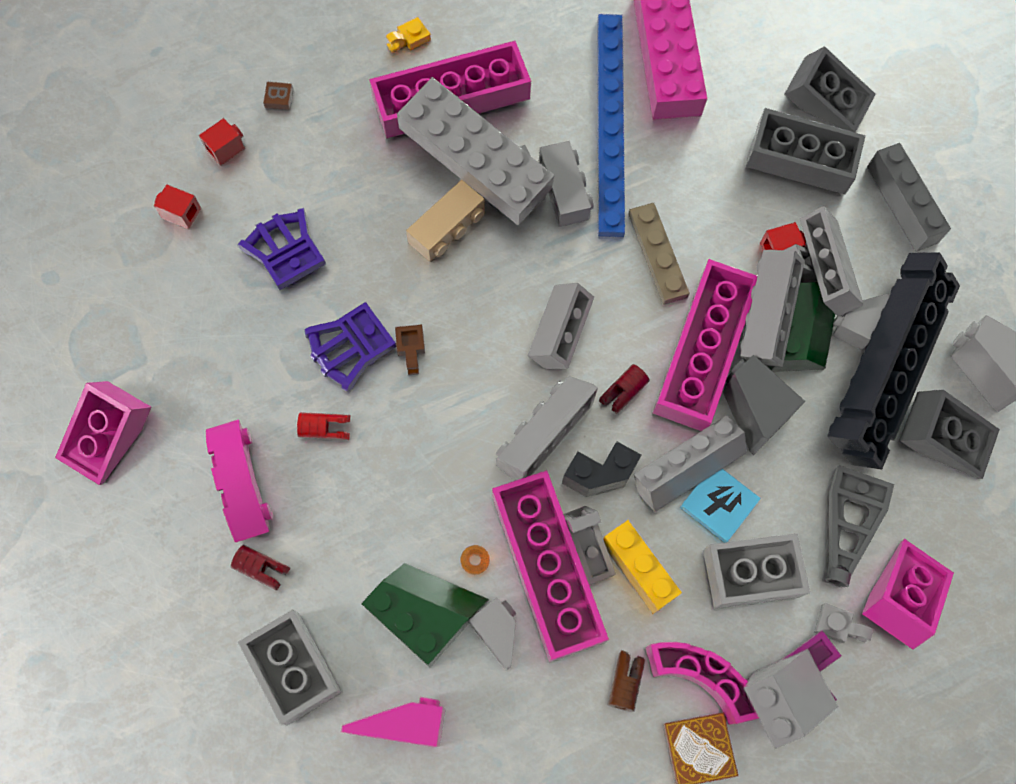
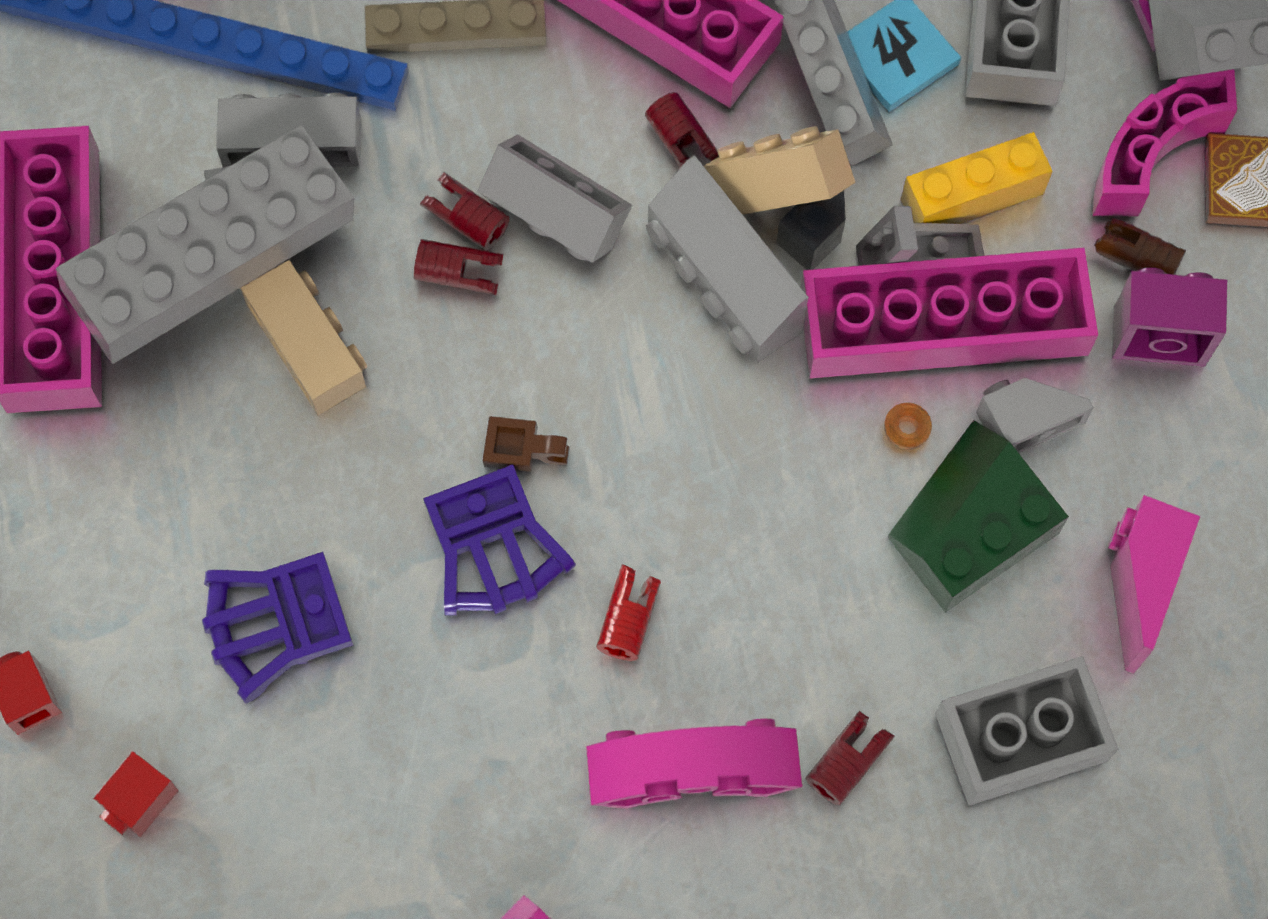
camera: 75 degrees left, 0 degrees up
(508, 284) = (446, 266): none -> dark red hinge
(542, 286) = (471, 214): none -> dark red hinge
(580, 706) = (1169, 318): none -> magenta brick
(604, 442) = (783, 171): none -> tan brick

